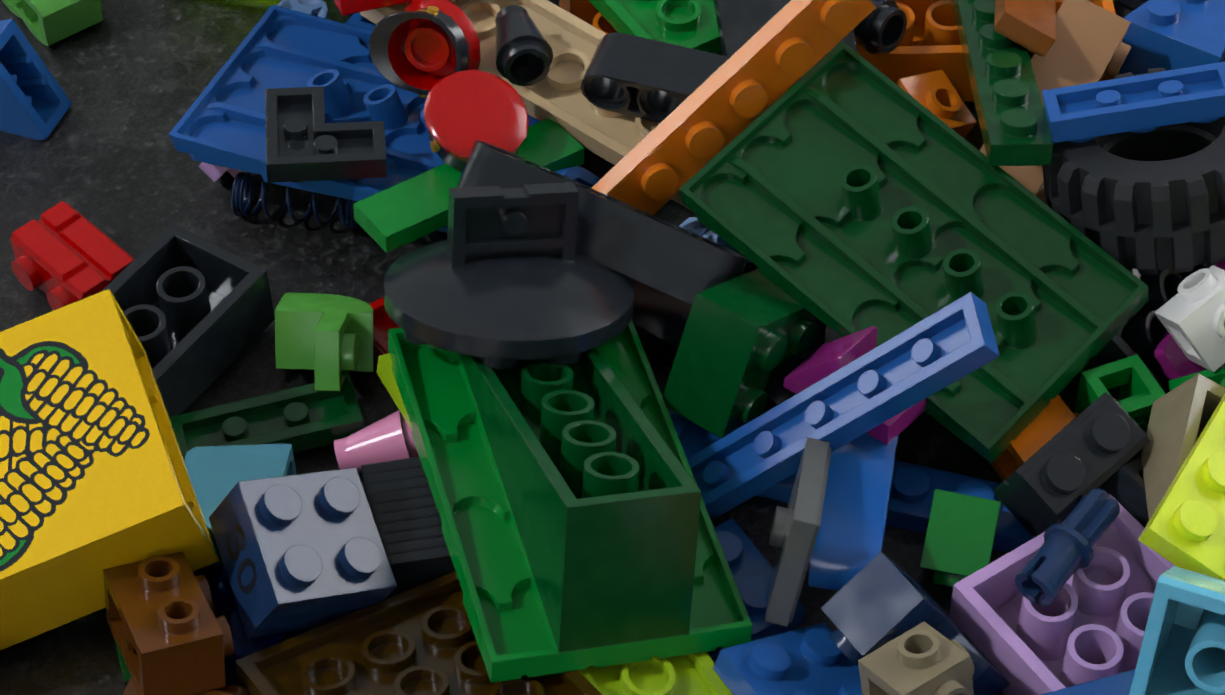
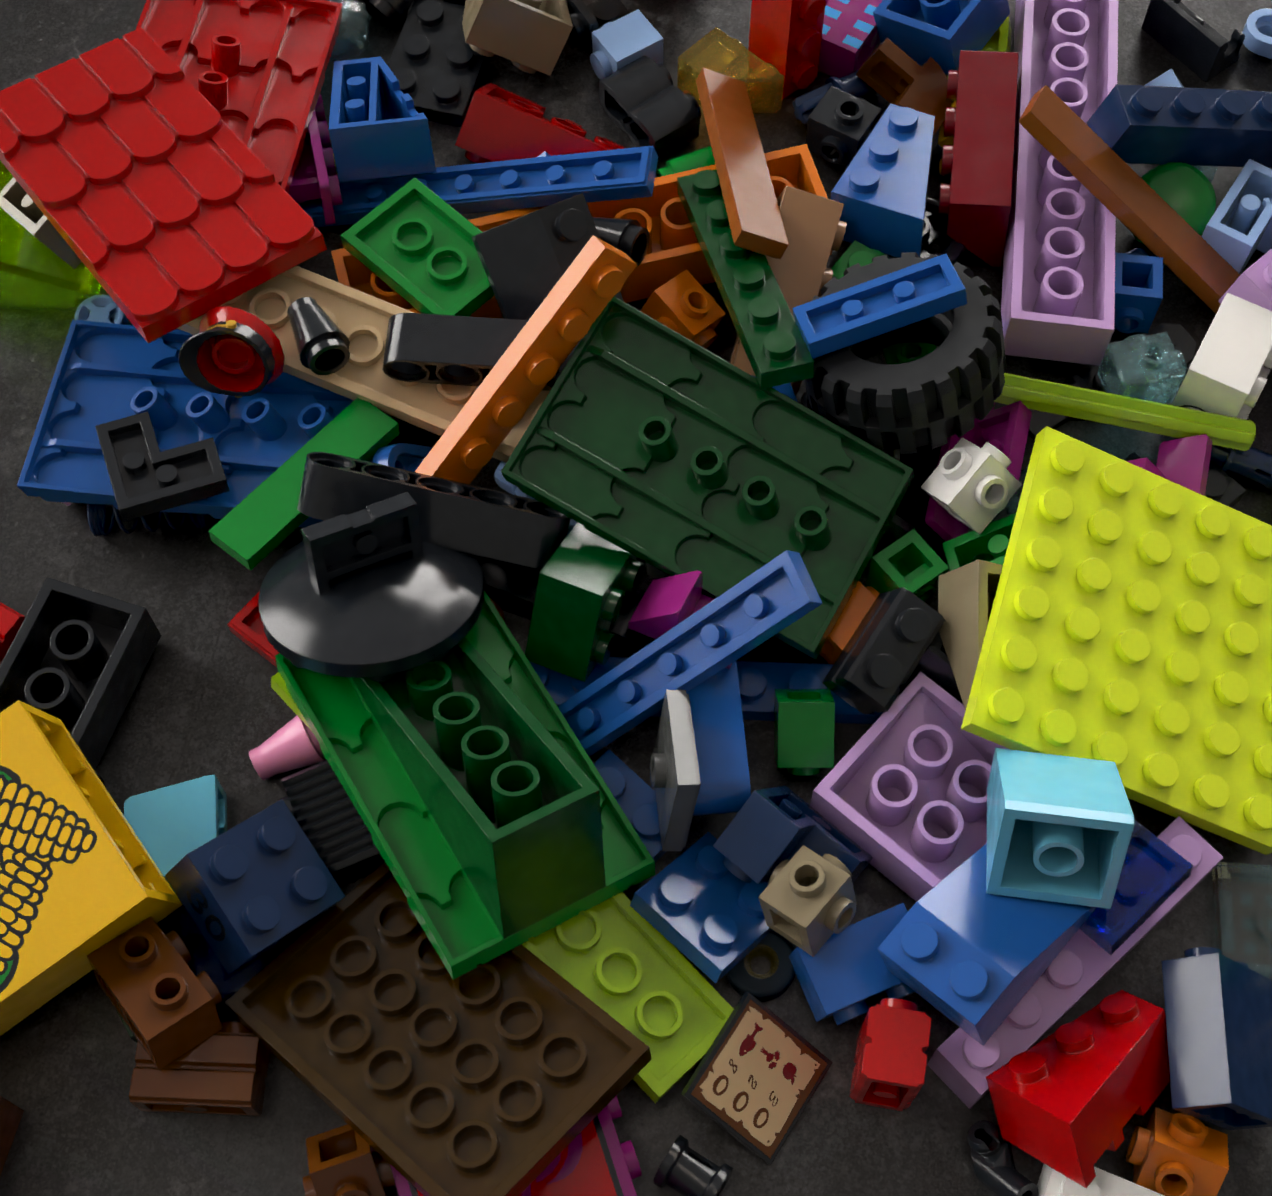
camera: 15 degrees left, 15 degrees up
(290, 416) = (186, 747): dark green plate -> none
(324, 336) = (213, 651): bright green brick -> none
(473, 108) = (295, 420): red piece -> none
(1067, 547) = (901, 738): dark blue axle -> none

